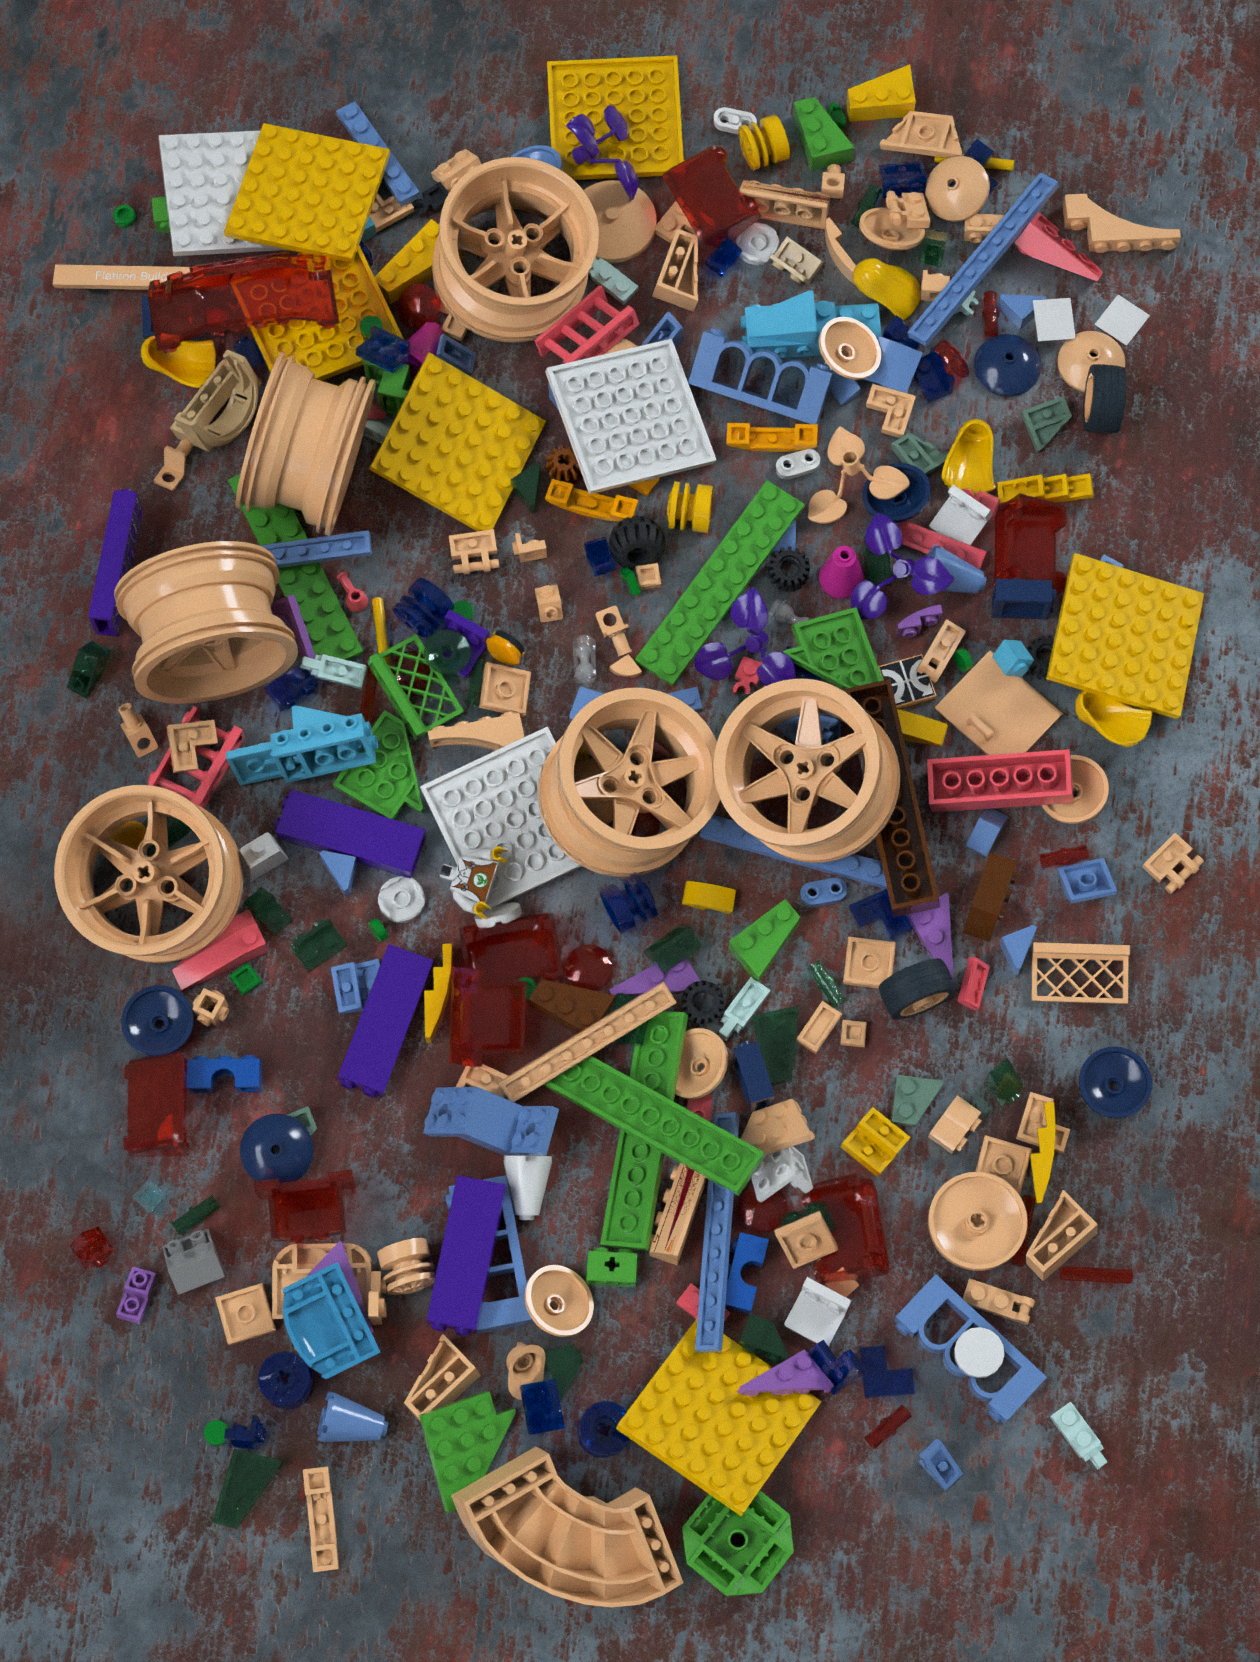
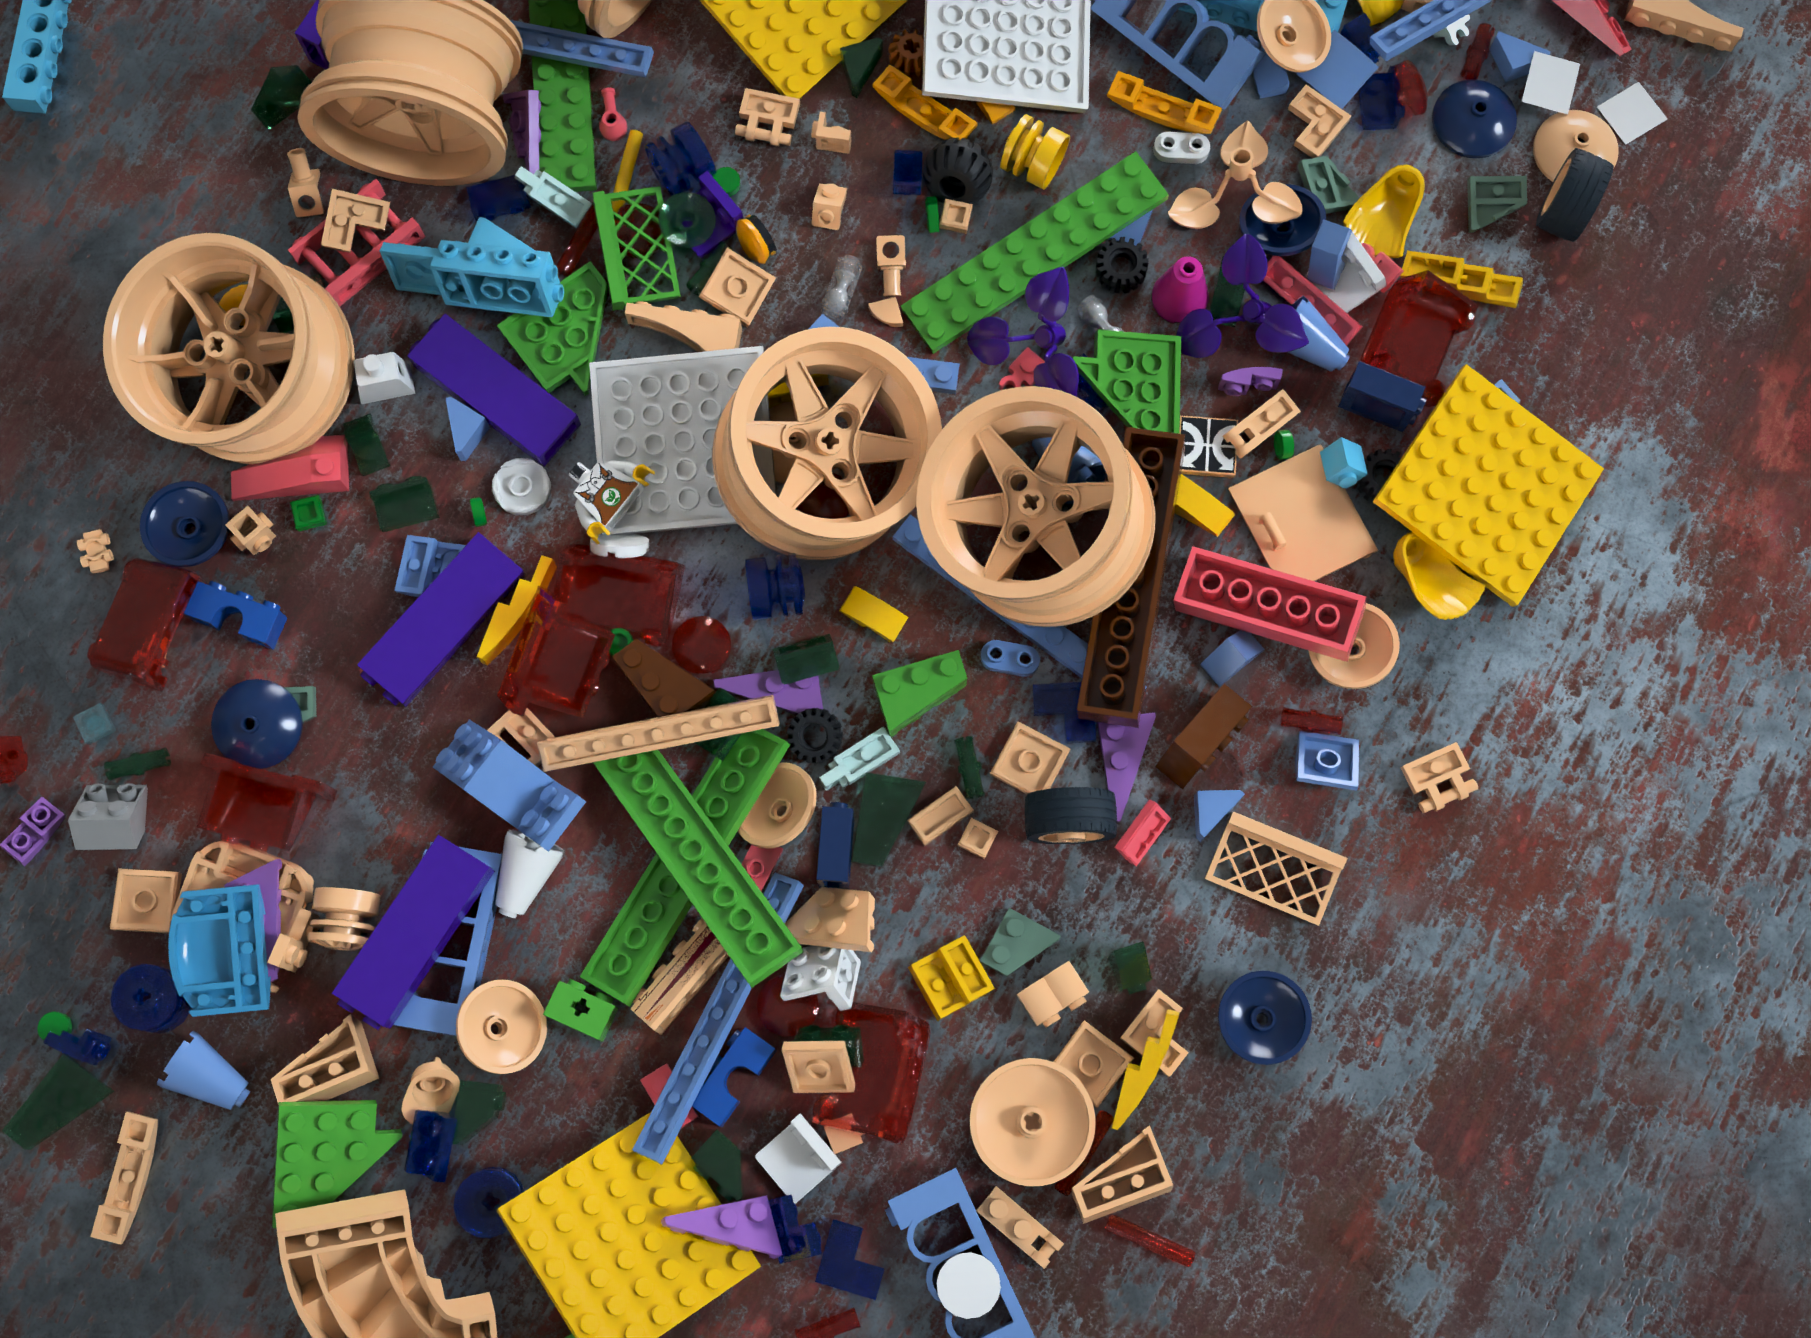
camera: 20 degrees right, 5 degrees up
(95, 1071) = (97, 554): none -> light nougat piece
(940, 508) = (1326, 254): none -> medium blue slope

